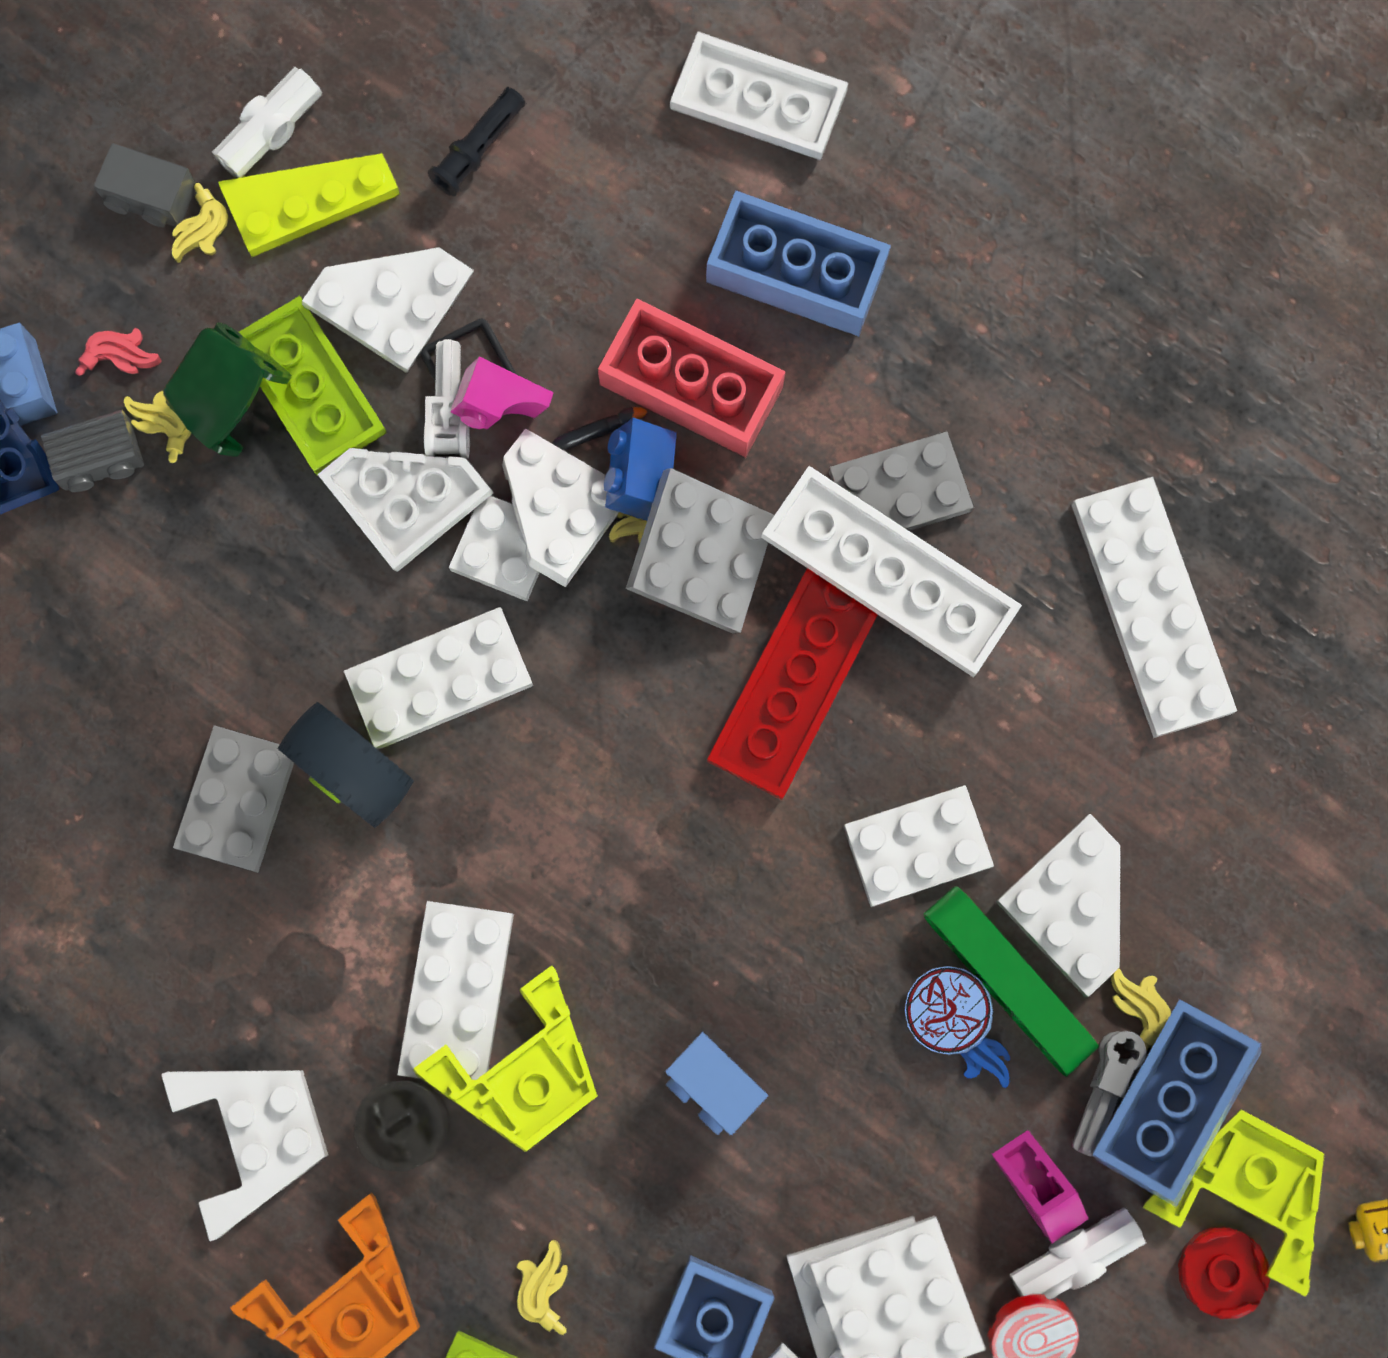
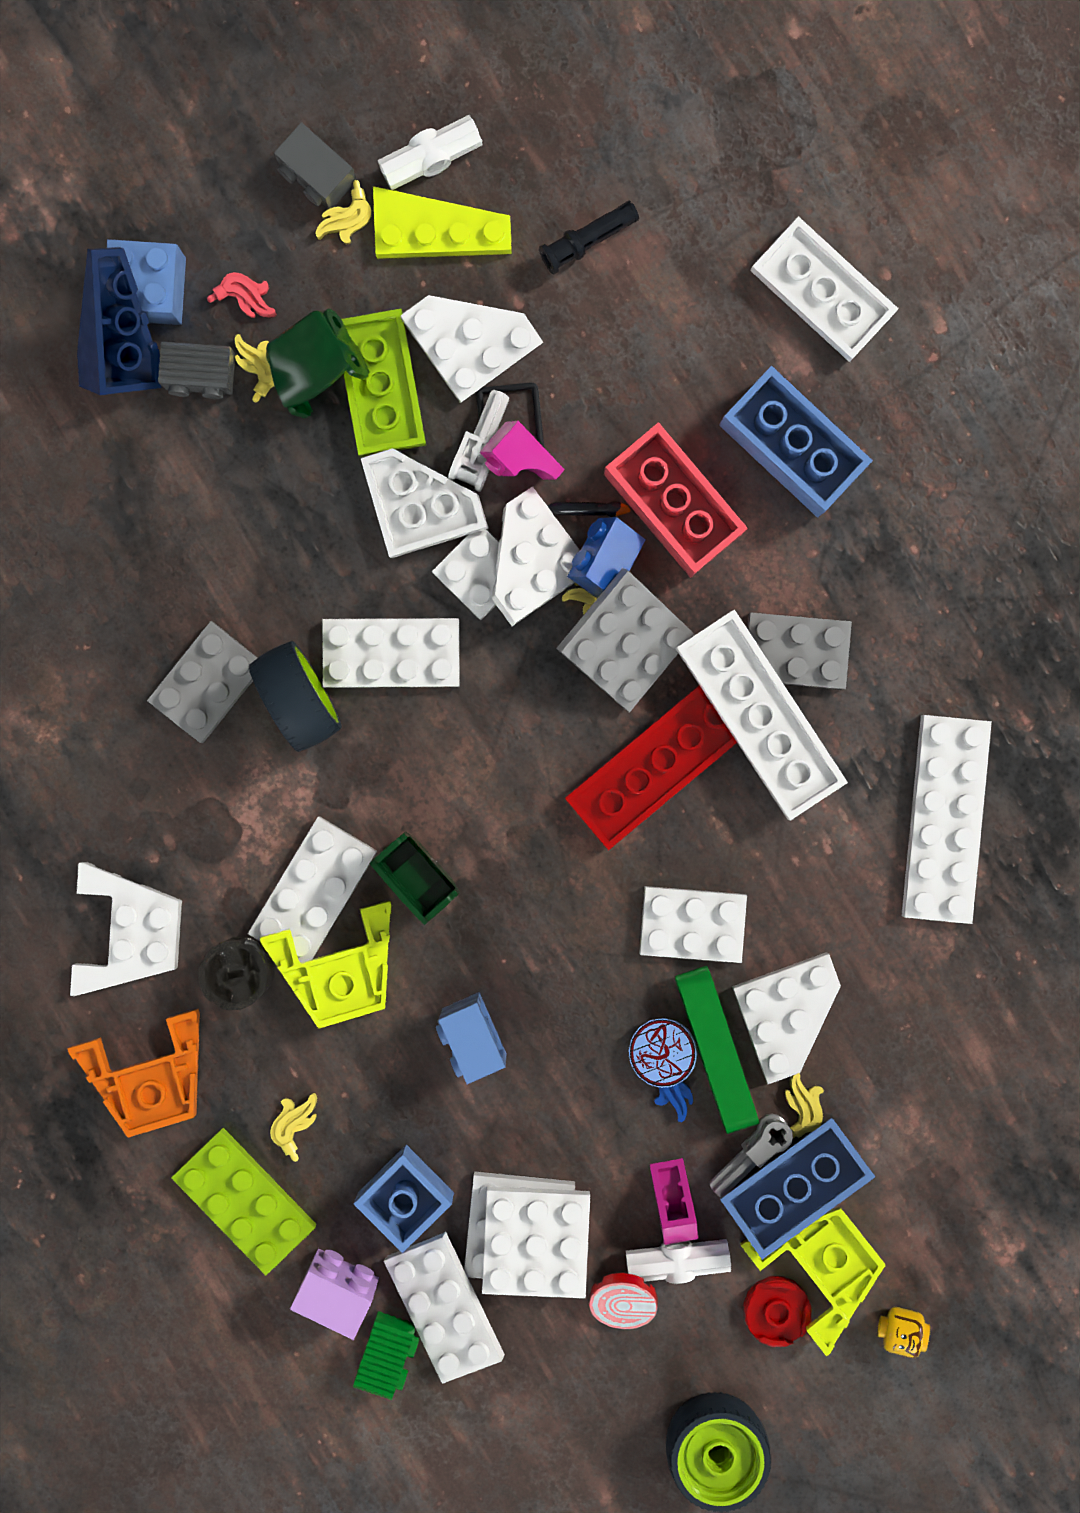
camera: 25 degrees right, 10 degrees up
(568, 917) = (415, 877): none -> dark green piece

